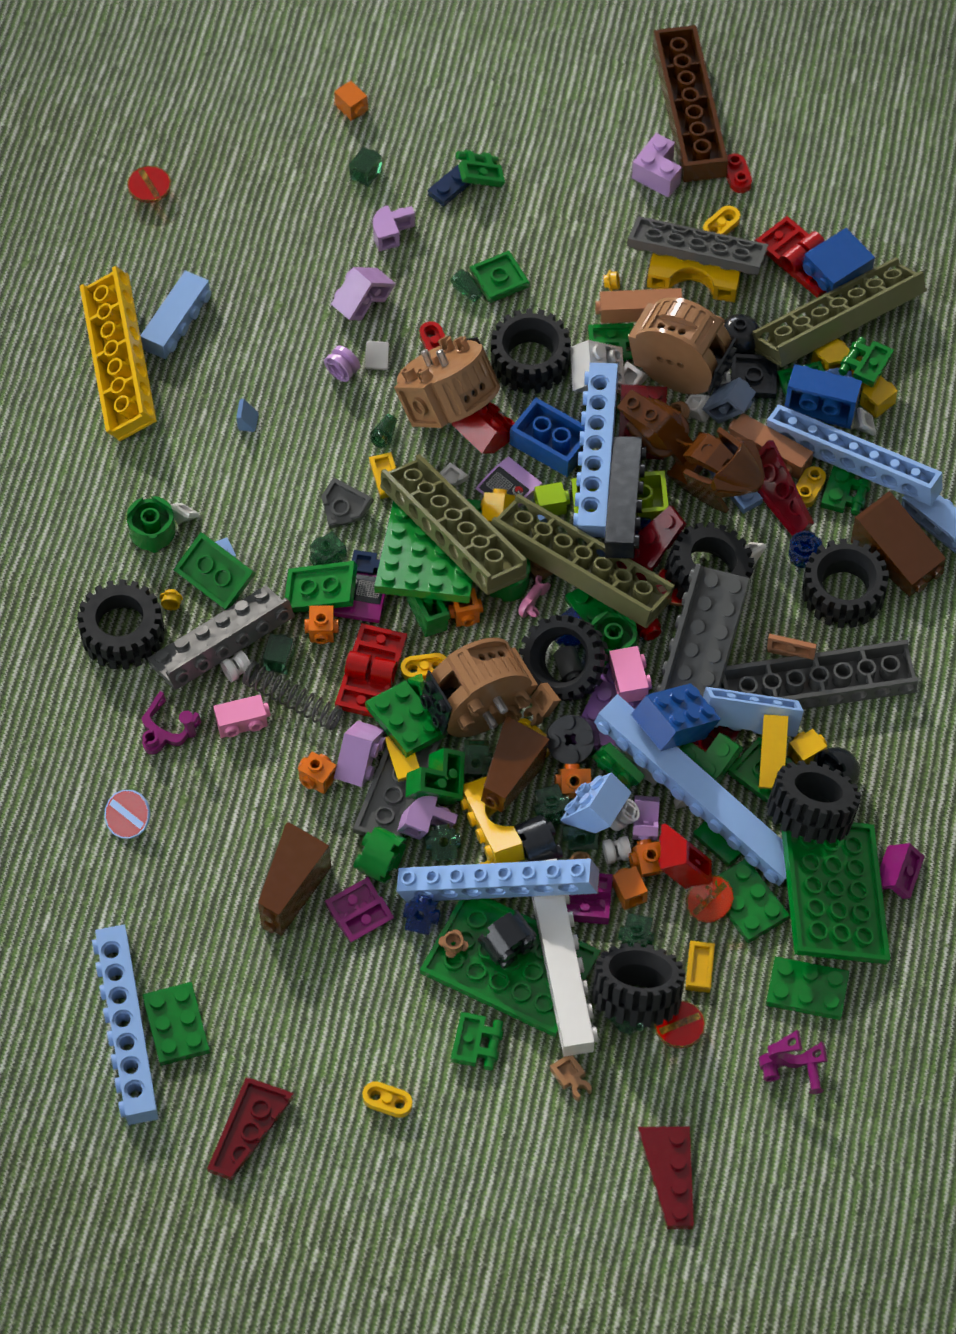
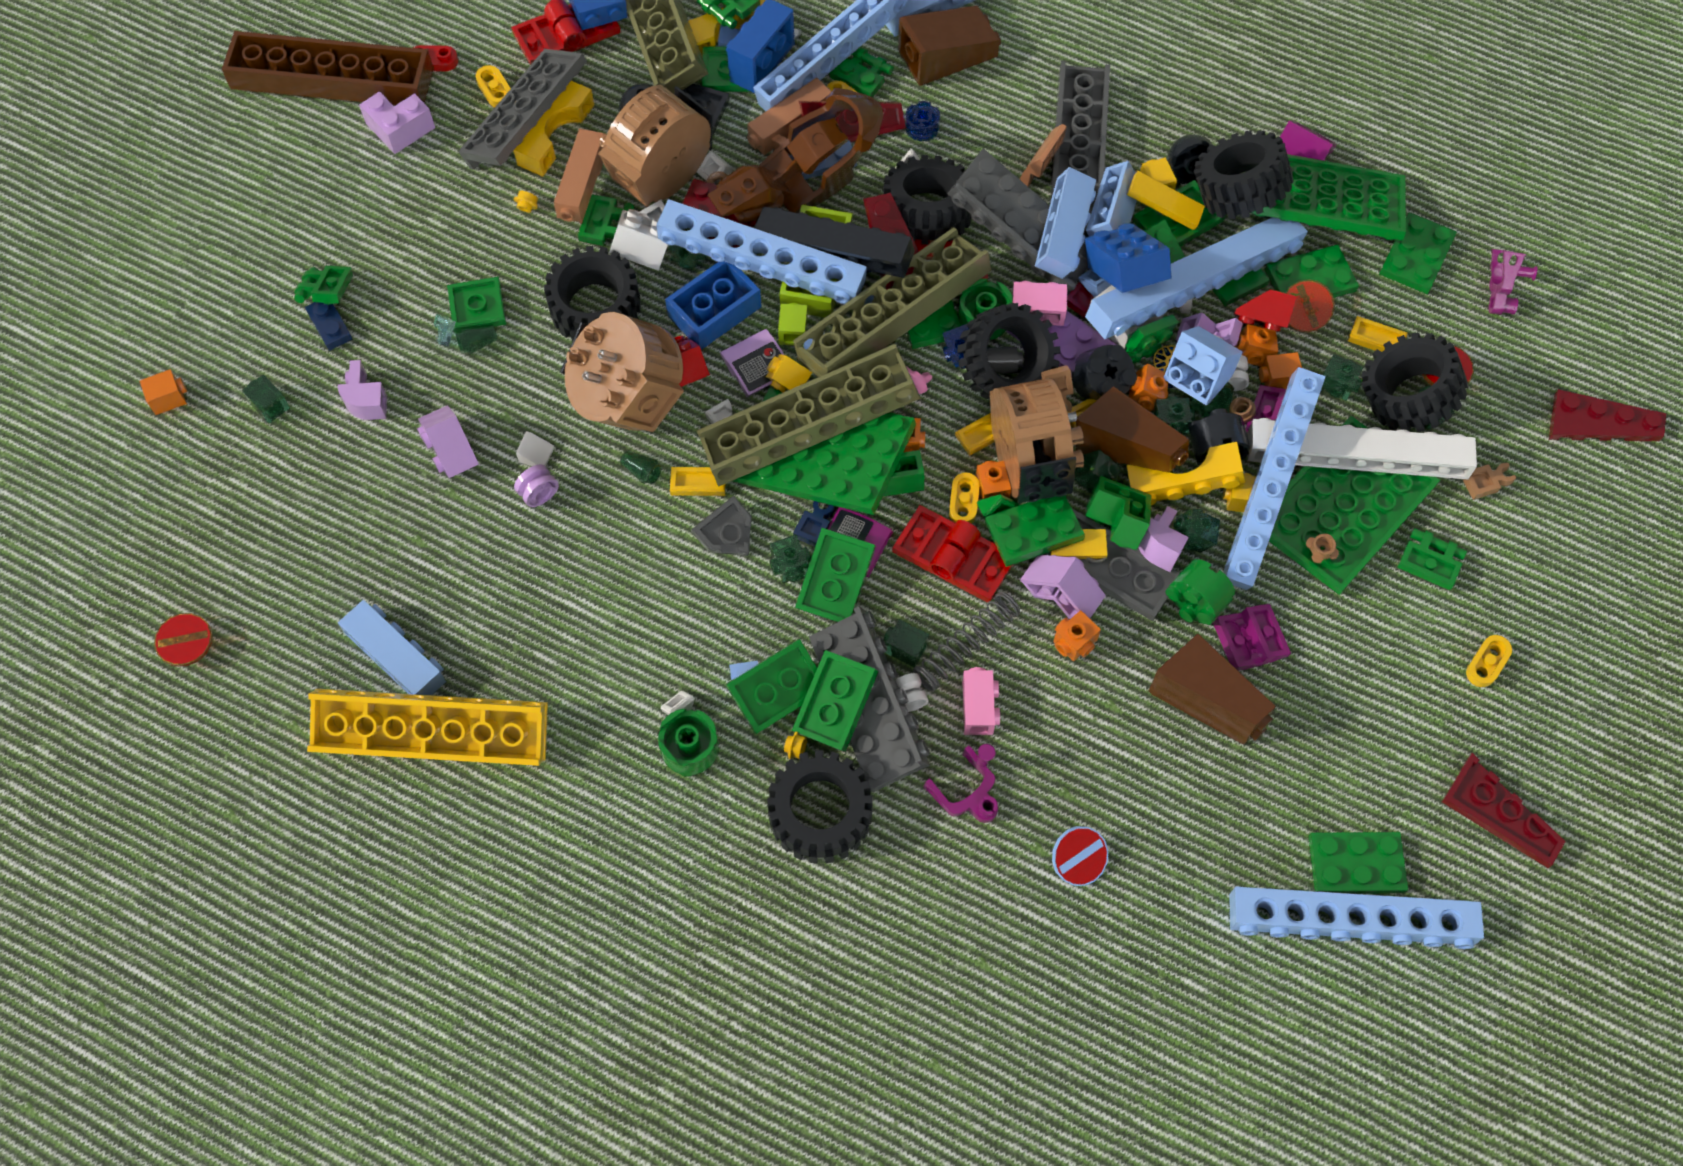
camera: 75 degrees left, 5 degrees up
(209, 610) = (835, 700): none -> green plate
(246, 416) = (567, 608): medium blue slope -> none
(321, 624) = (884, 587): orange brick -> none
(415, 921) = (1280, 572): clear blue brick -> none
(431, 328) = (540, 388): red plate -> none
(467, 262) = (445, 329): none -> clear light blue tile
(507, 938) = (1339, 488): black brick -> none
(708, 668) = (1066, 223): none -> light blue brick
(729, 400) = (731, 129): sand blue brick -> none
(848, 559) = (978, 72): black tyre -> none

